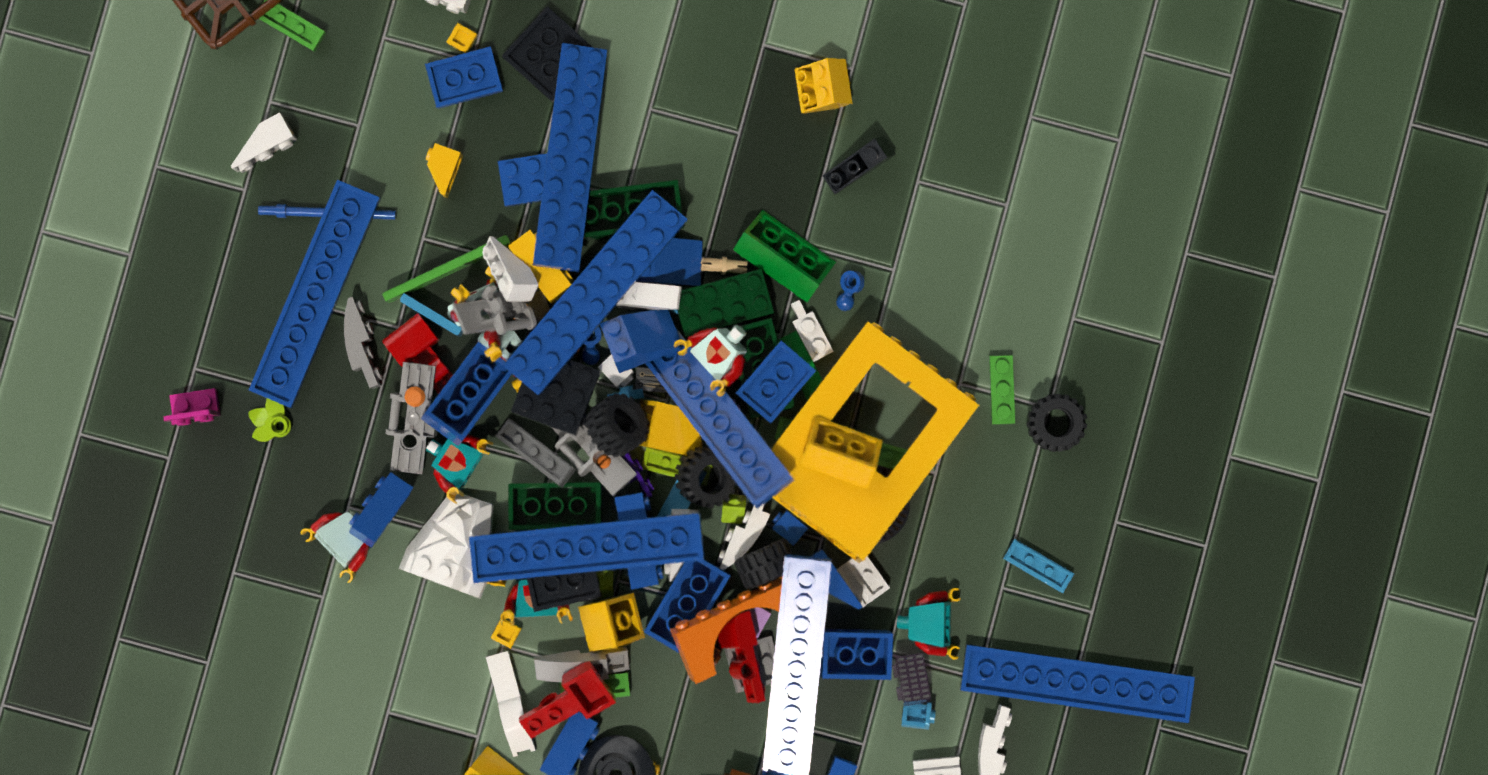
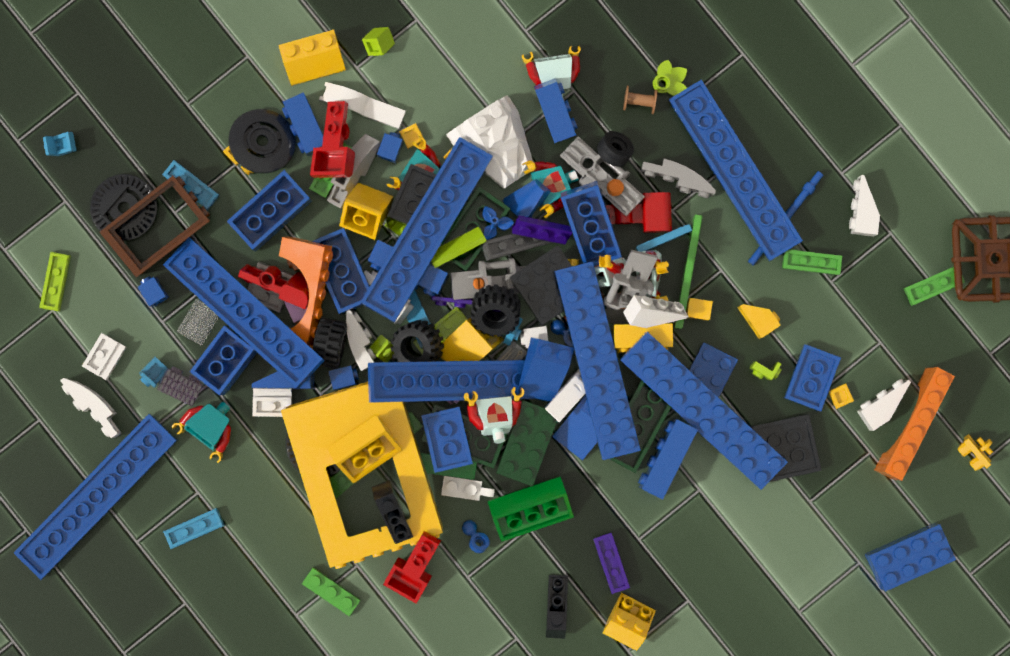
camera: 125 degrees right, 0 degrees up
(195, 406) = (716, 37): dark pink bracket -> none
(310, 435) = (640, 99): none -> medium nougat piece
(351, 156) = (812, 262): none -> bright green plate
(376, 424) = (615, 148): none -> black tyre
(436, 733) = (378, 41): none -> lime panel
(475, 232) = (699, 309): none -> yellow panel
(488, 474) = (527, 199): none -> blue slope
(493, 131) = (761, 371): none -> lime bracket
(507, 438) = (541, 230): none -> dark purple plate
(527, 479) = (490, 216): none -> blue plant
(532, 645) = (390, 147): none -> blue brick
(581, 505) = (458, 246): none -> lime tile
(641, 159) = (667, 458): none -> blue brick
(679, 717) = (269, 211): none -> blue brick
(723, 265) = (554, 462): tan pin -> none
(780, 142) = (611, 563): none -> dark purple plate
(838, 708) = (198, 322): none -> clear plate
(882, 383) = (391, 511): none -> black slope
(933, 323) = (409, 576): none -> red plate
(1076, 422) = (268, 624): black tyre -> none

